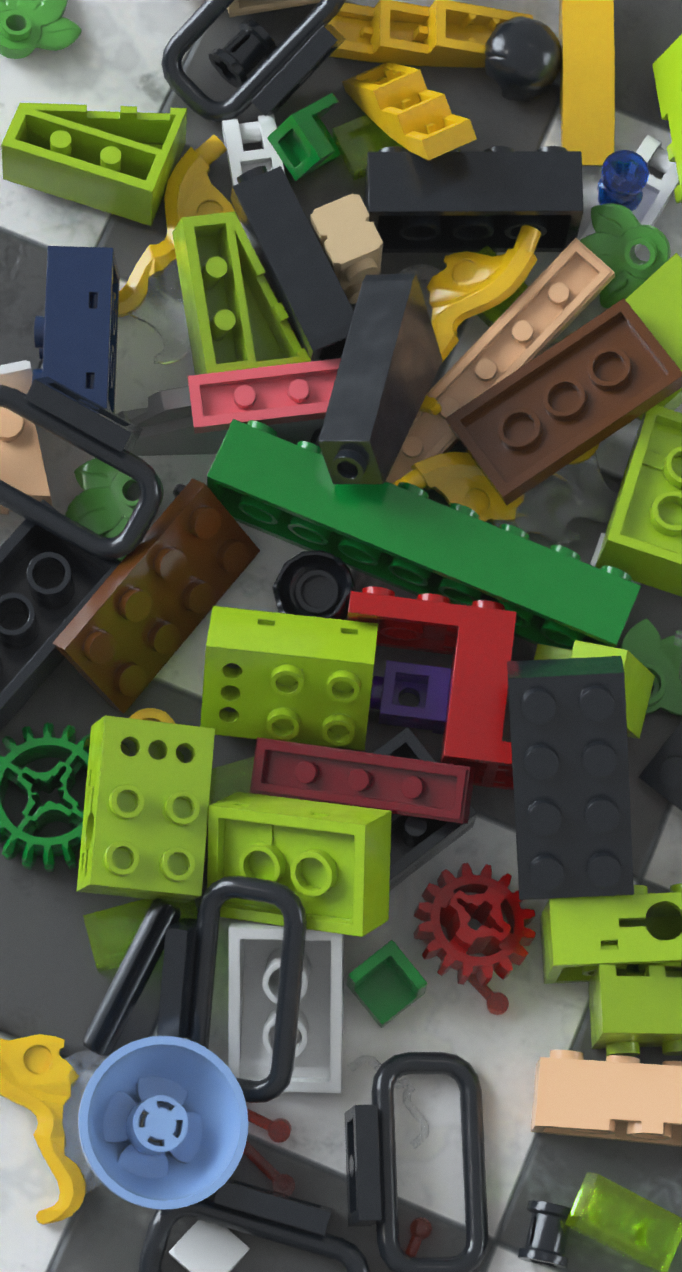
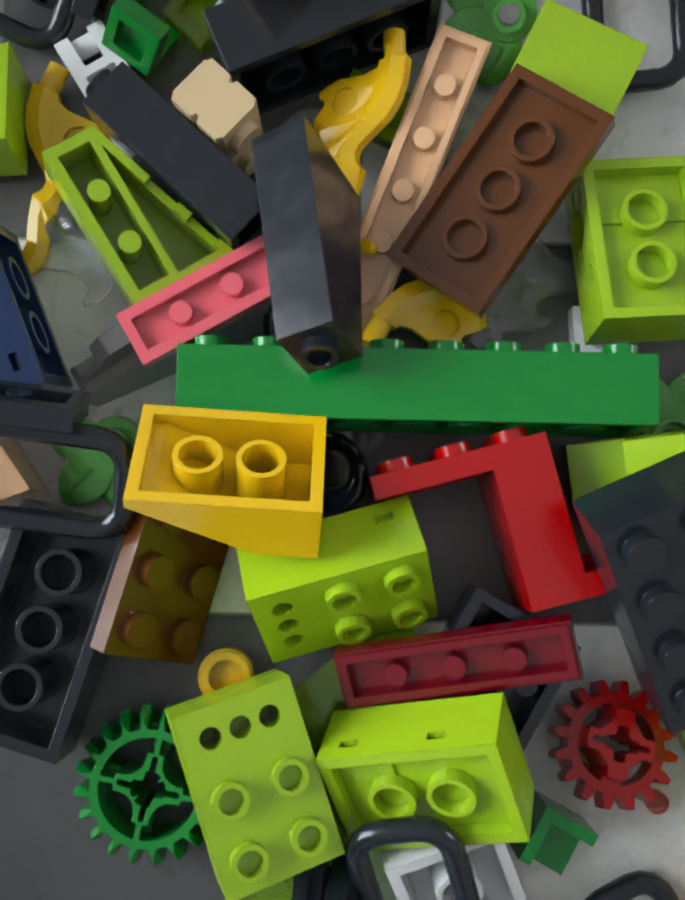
camera: 15 degrees left, 10 degrees up
(239, 542) = (232, 476): none -> yellow slope
(426, 682) = (482, 537): dark purple brick -> none

